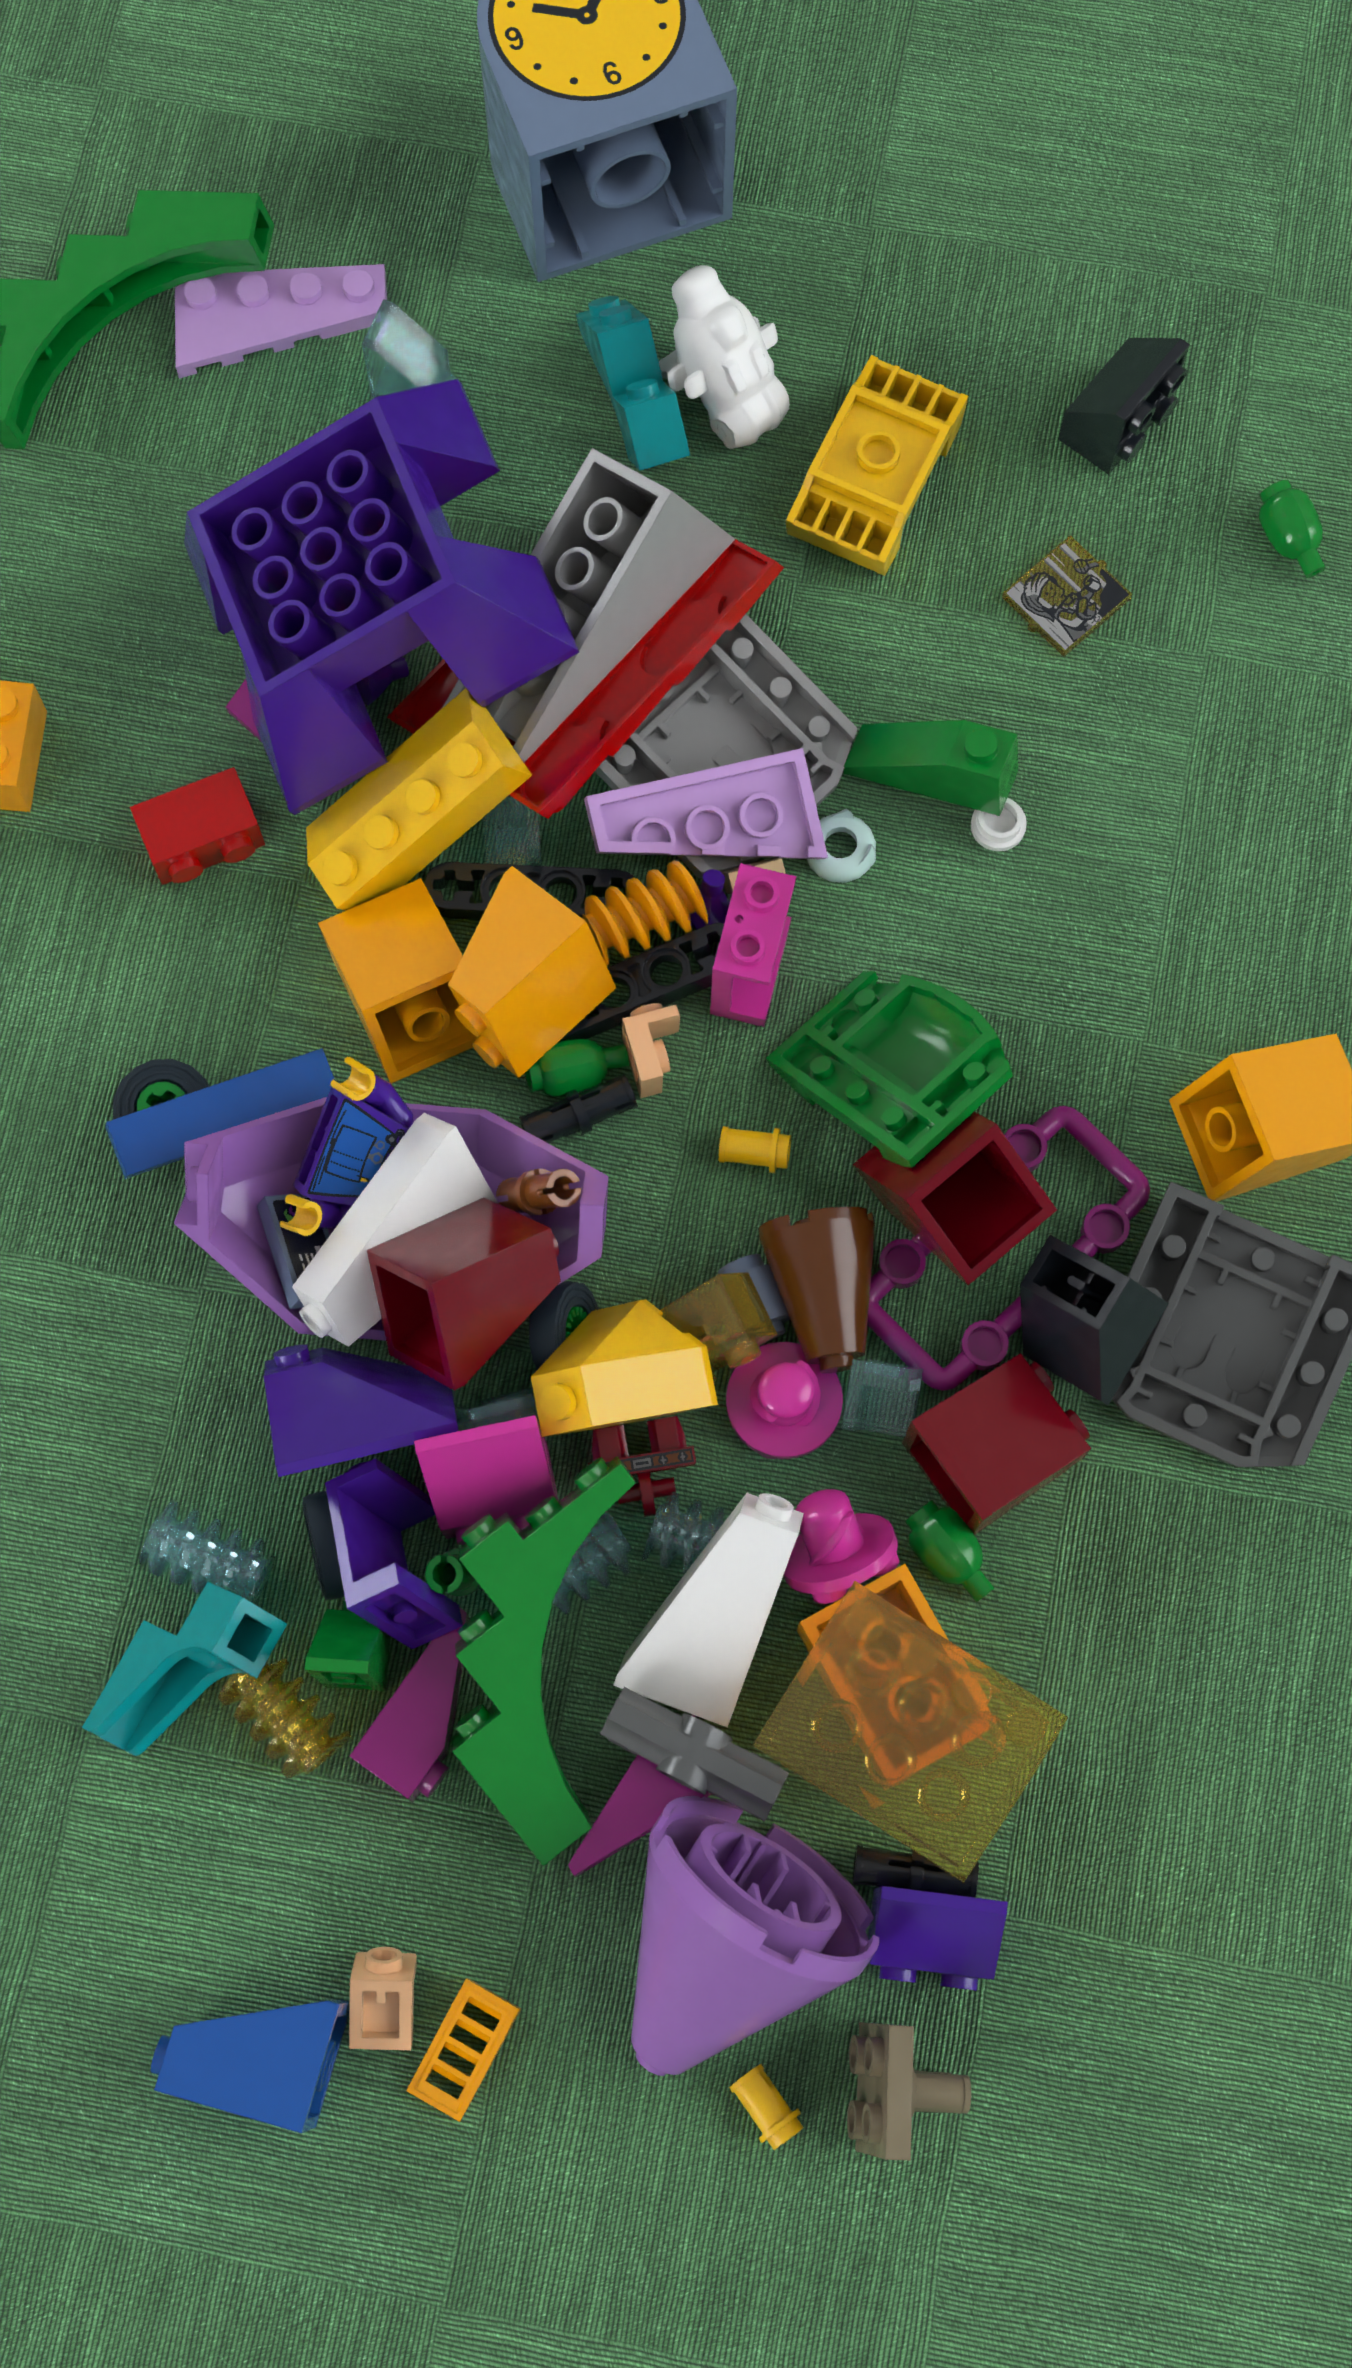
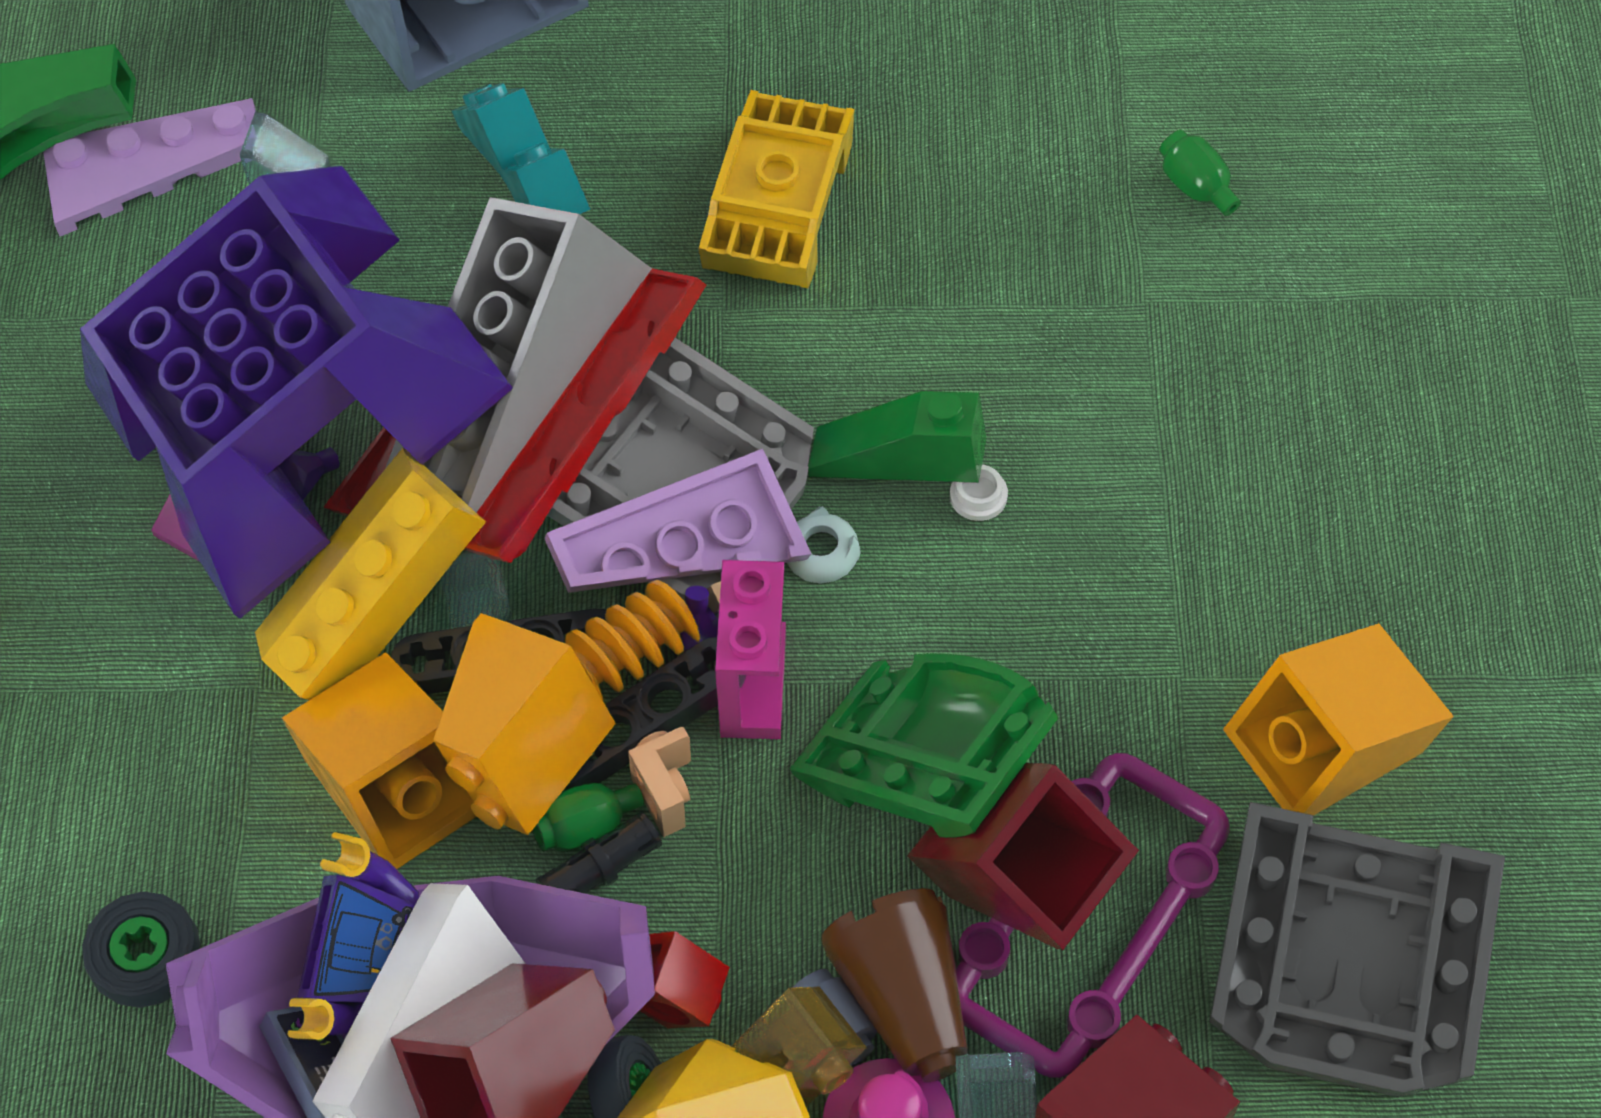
camera: 10 degrees left, 15 degrees down
(159, 1132) = (135, 970): blue tile -> none
(198, 827) = (138, 649): red brick -> none
(539, 1191) = (574, 937): dark orange pin -> none
(632, 1241) = (685, 982): none -> red brick
(724, 360) = (607, 115): white piece -> none
(755, 1148) = (798, 861): yellow pin -> none
(1067, 596) = (994, 274): piece -> none
(1084, 1318) = (1197, 960): black slope -> none
(1125, 400) = (1008, 88): black slope -> none

